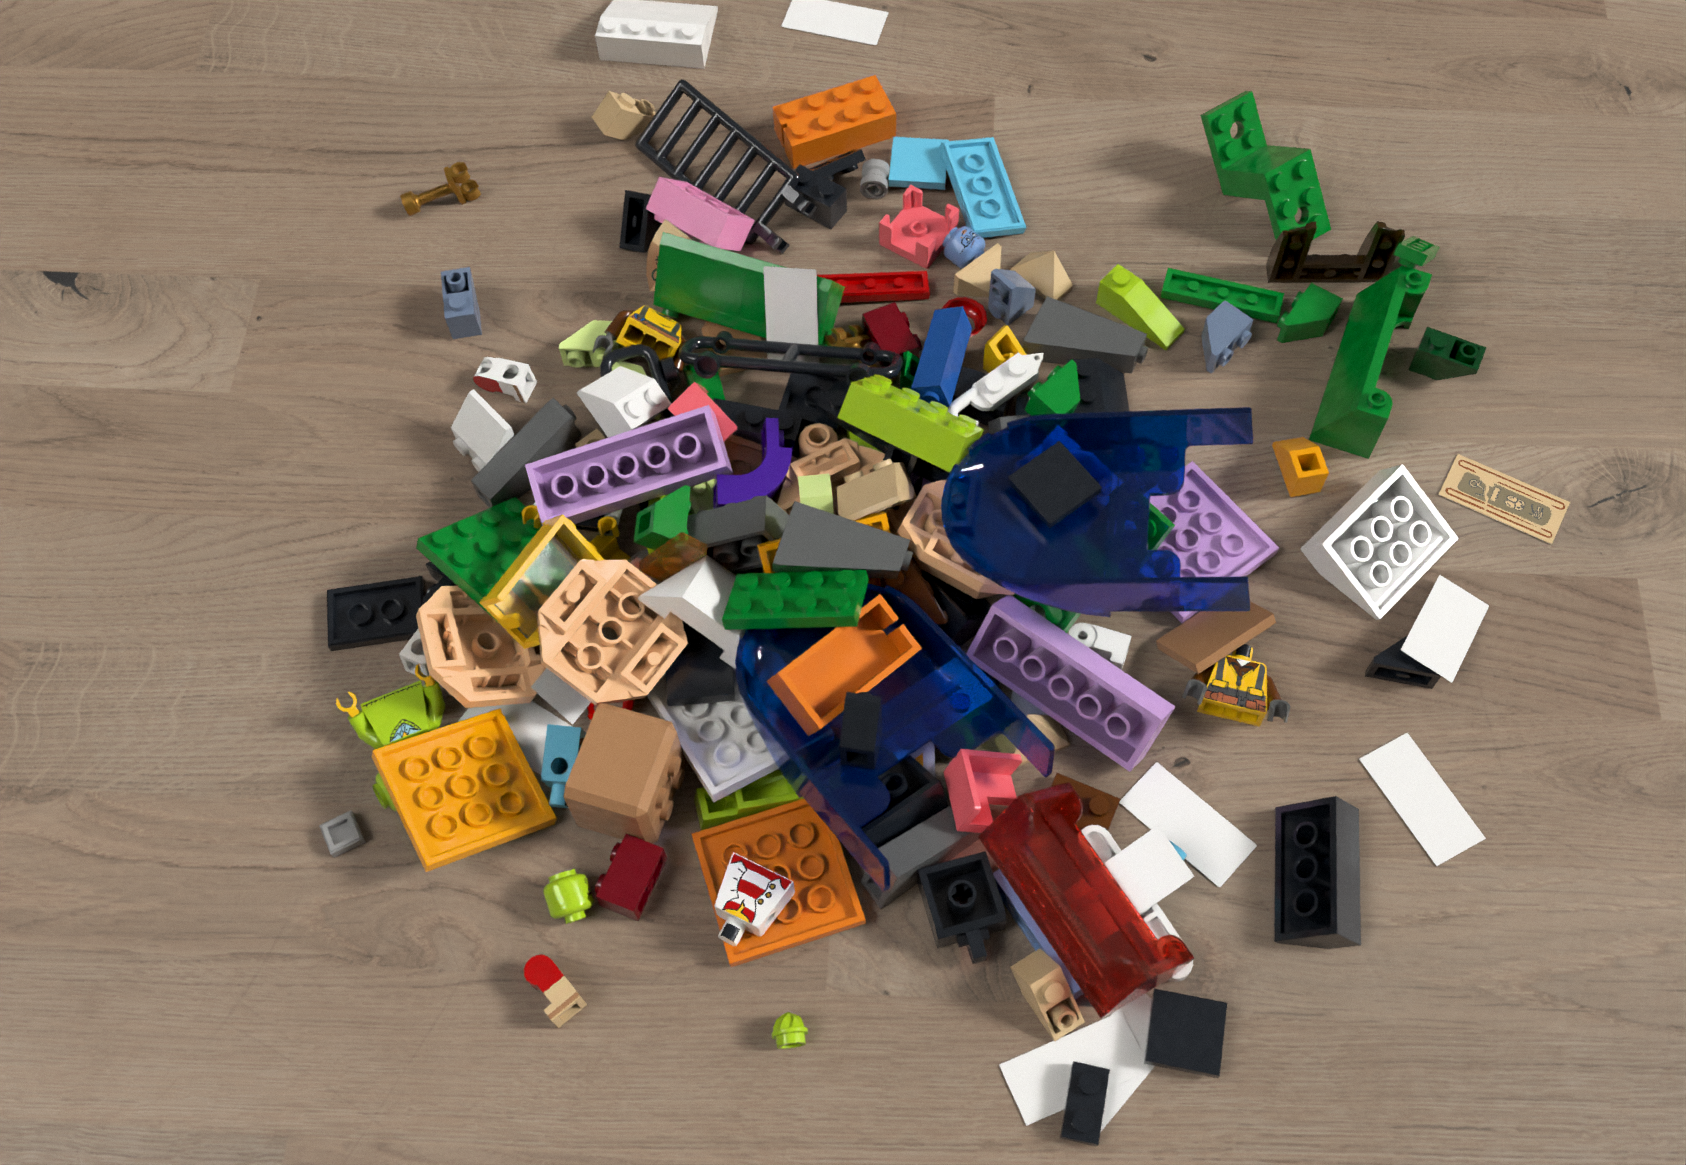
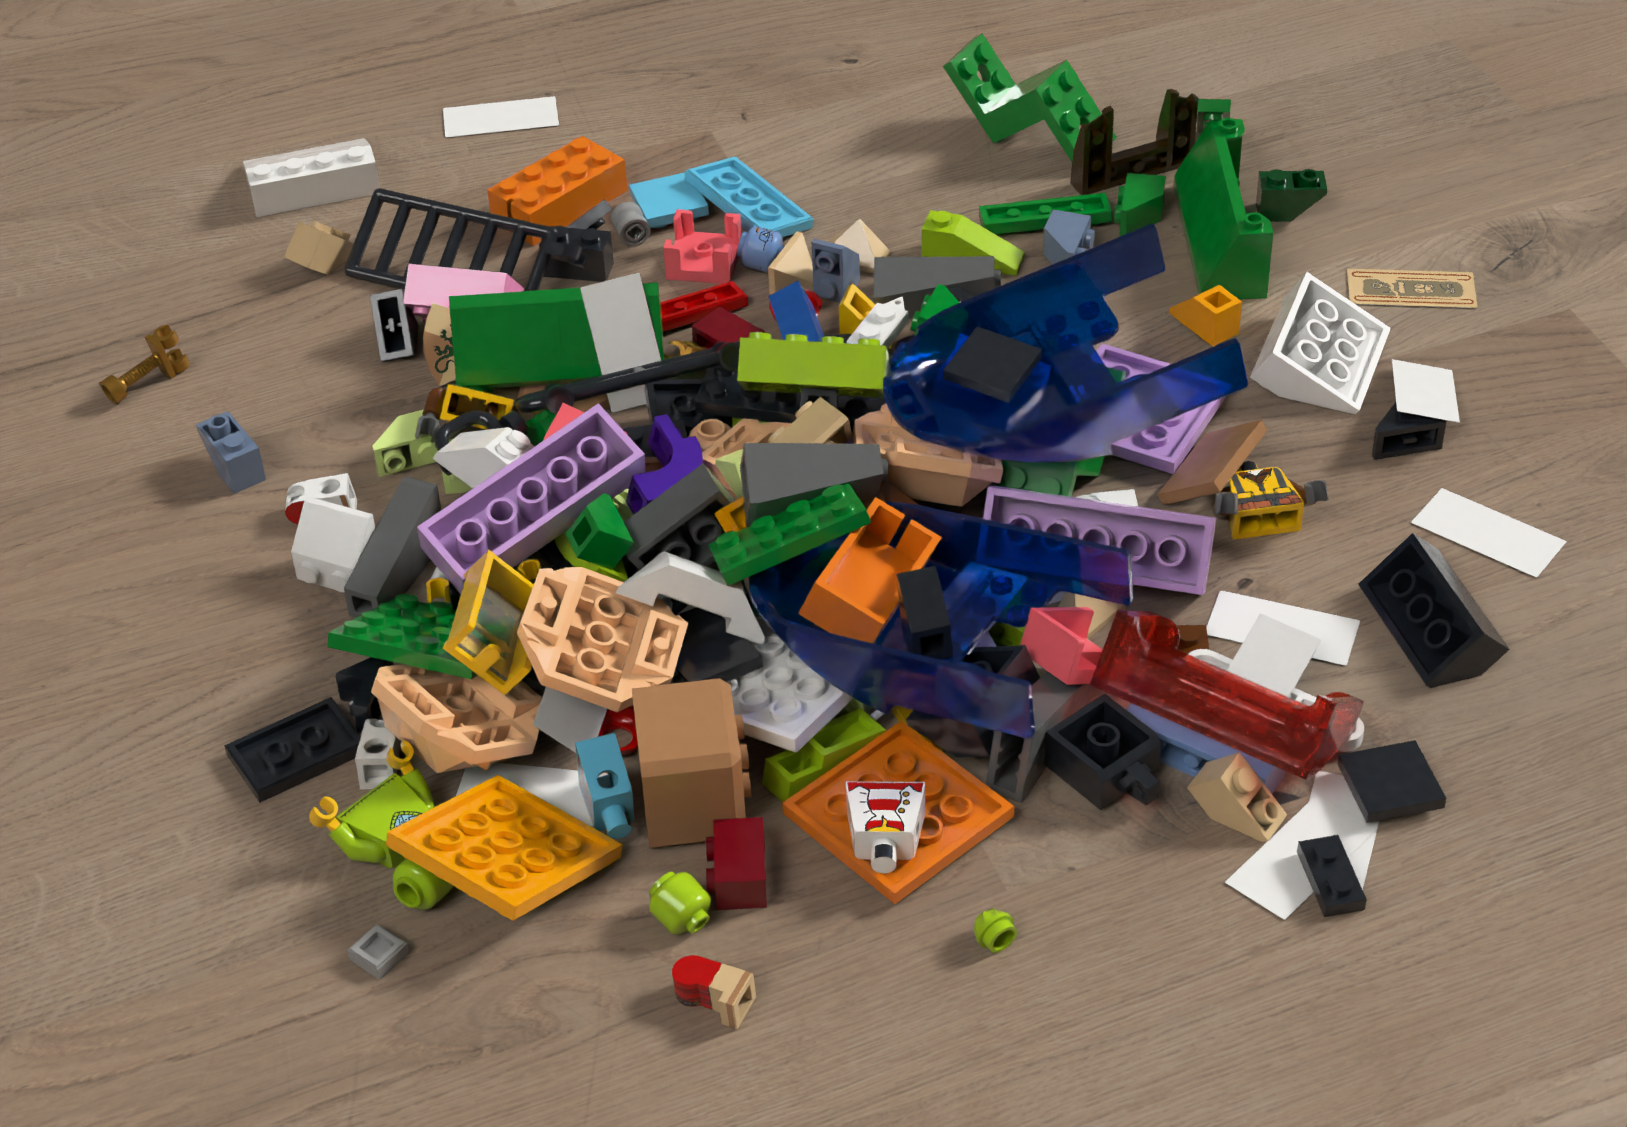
camera: 25 degrees left, 20 degrees down
(673, 557) = (630, 553): clear orange plate -> none

